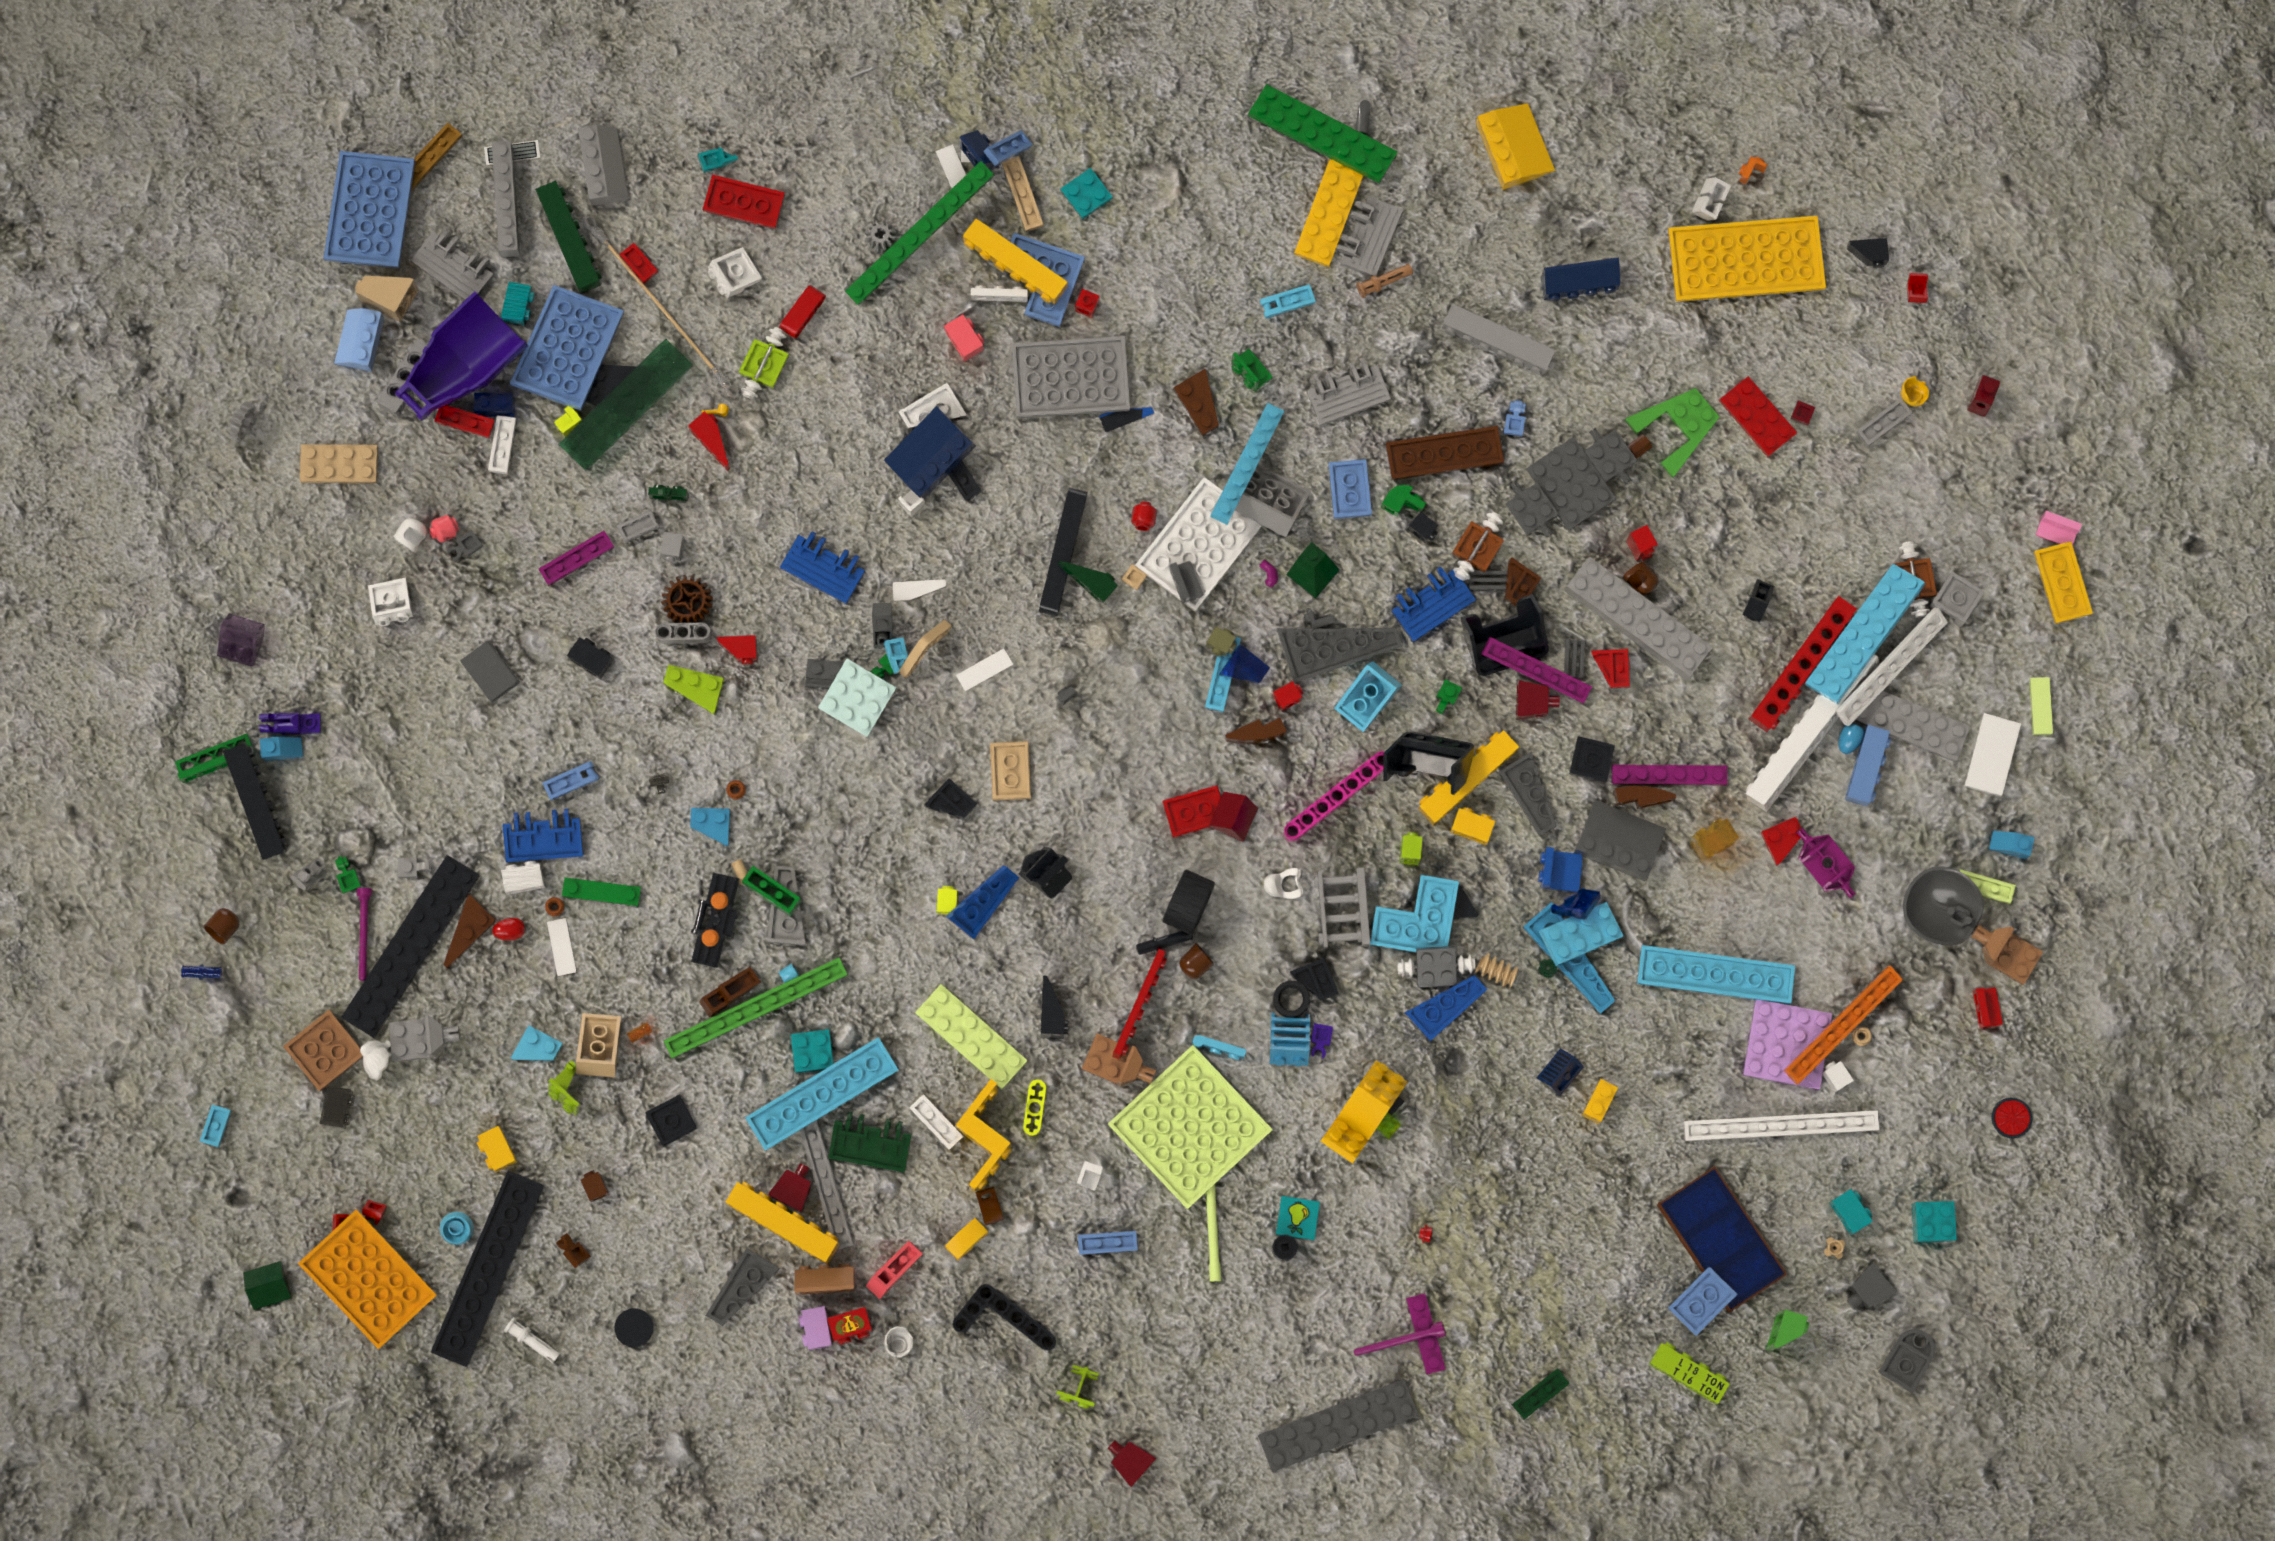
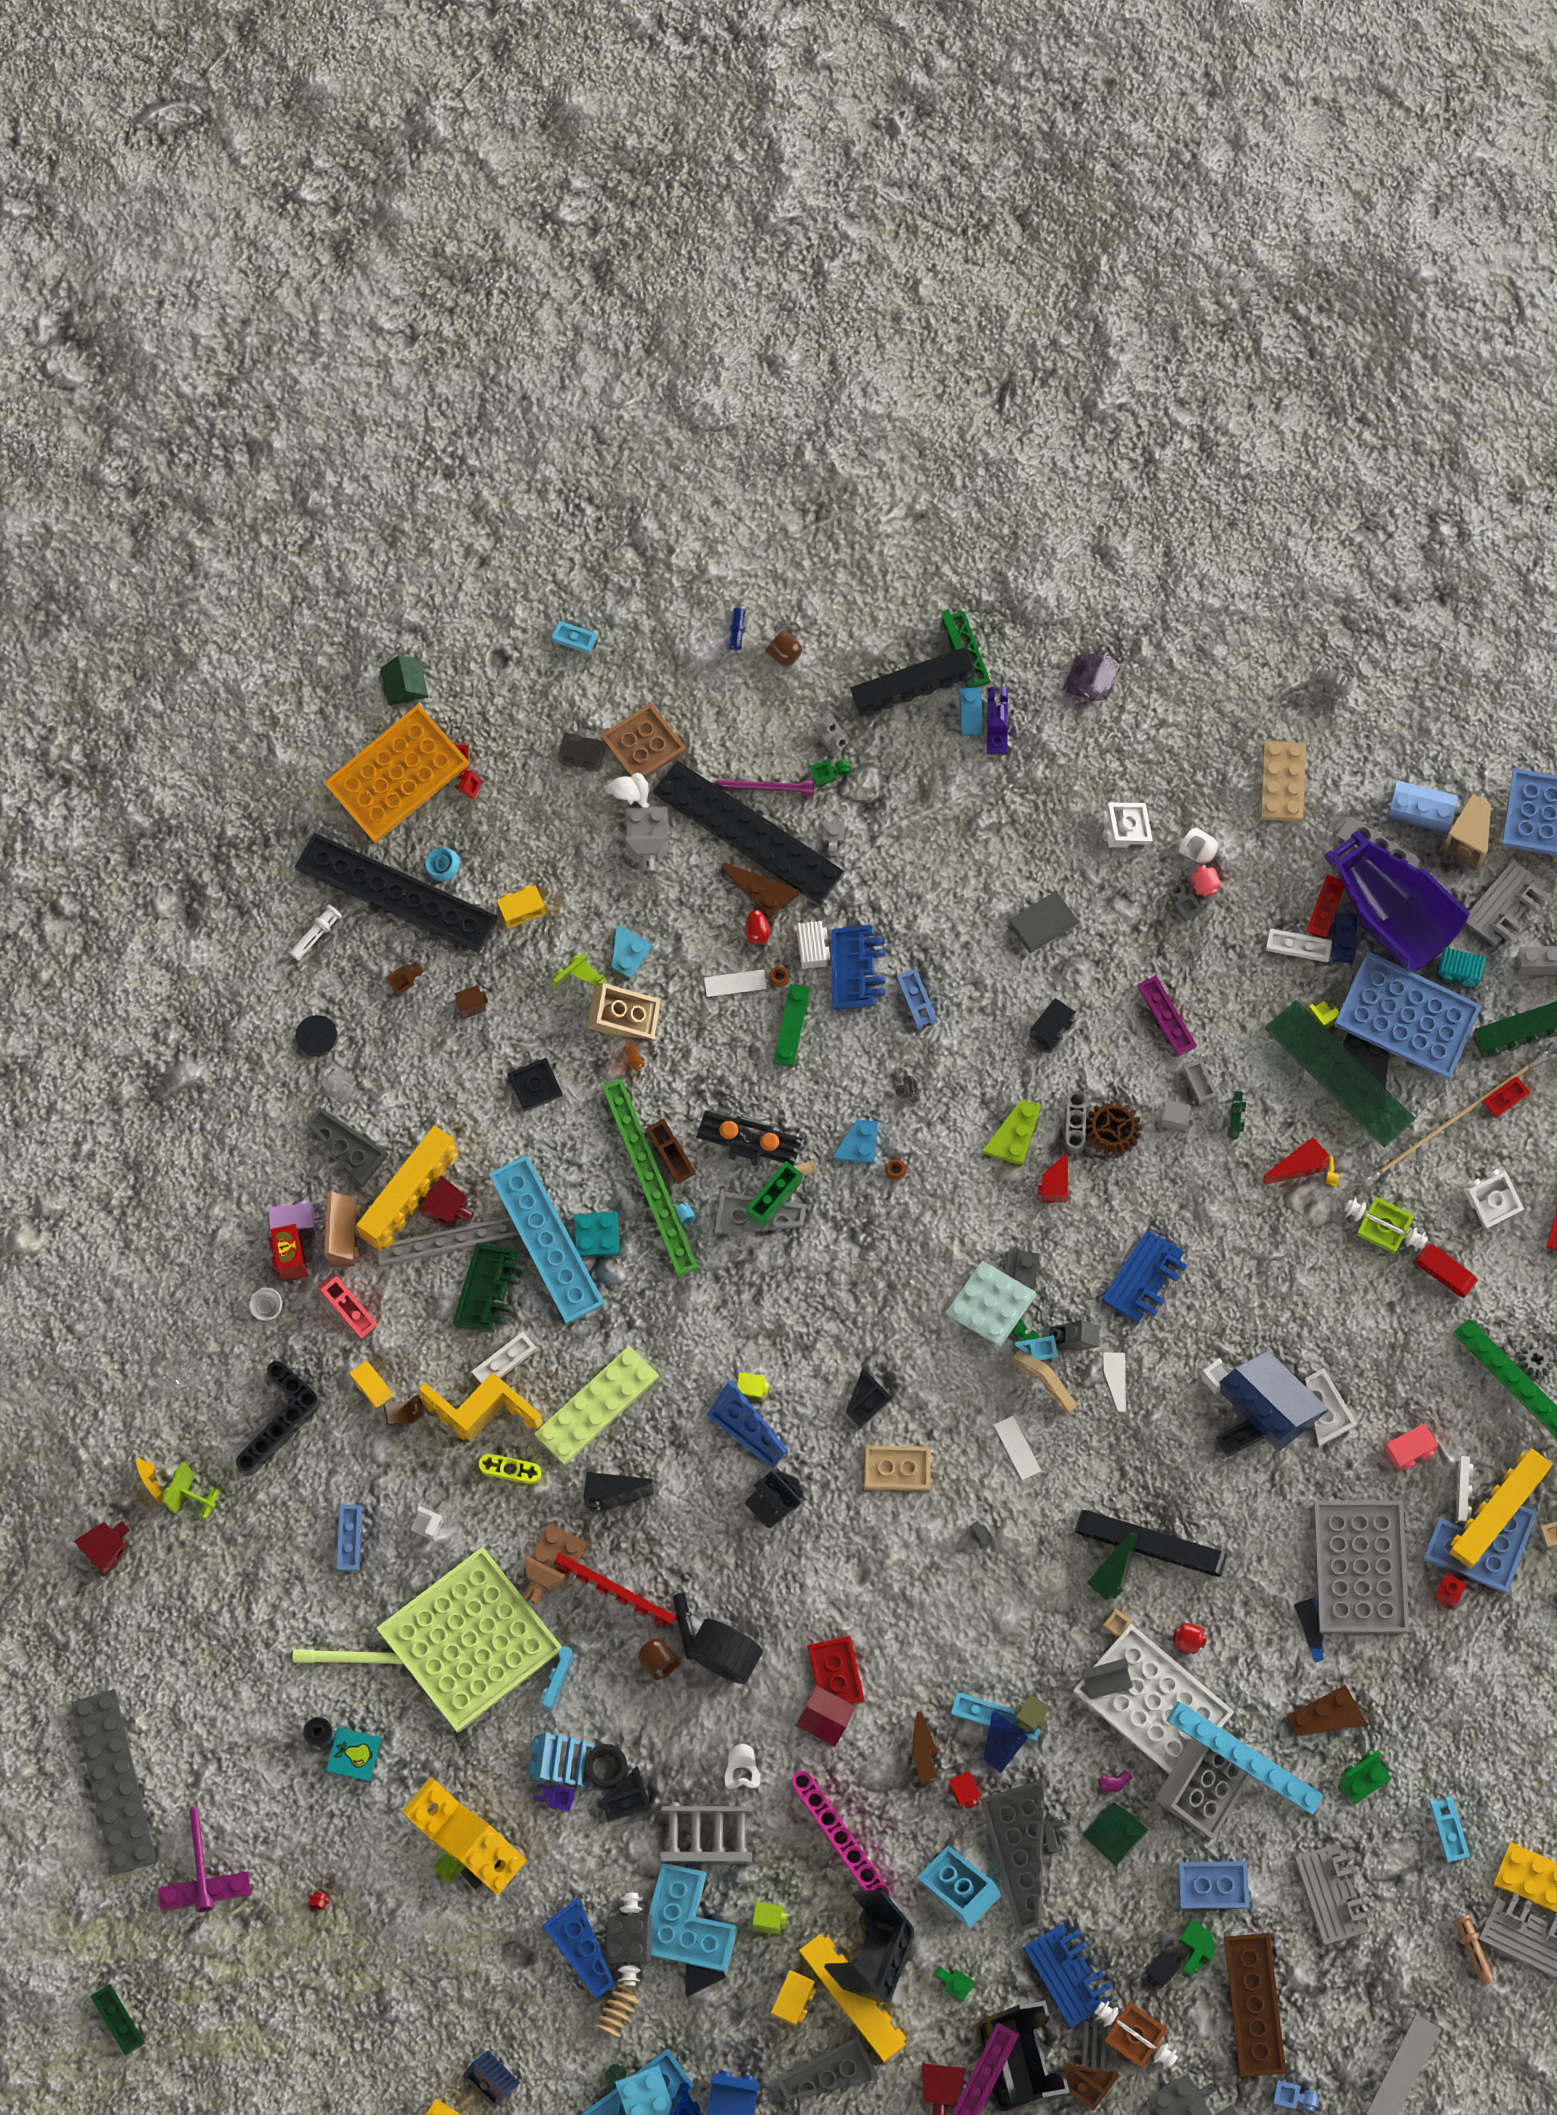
camera: 100 degrees right, 10 degrees down
(1062, 1431) = (147, 1475): none -> yellow slope

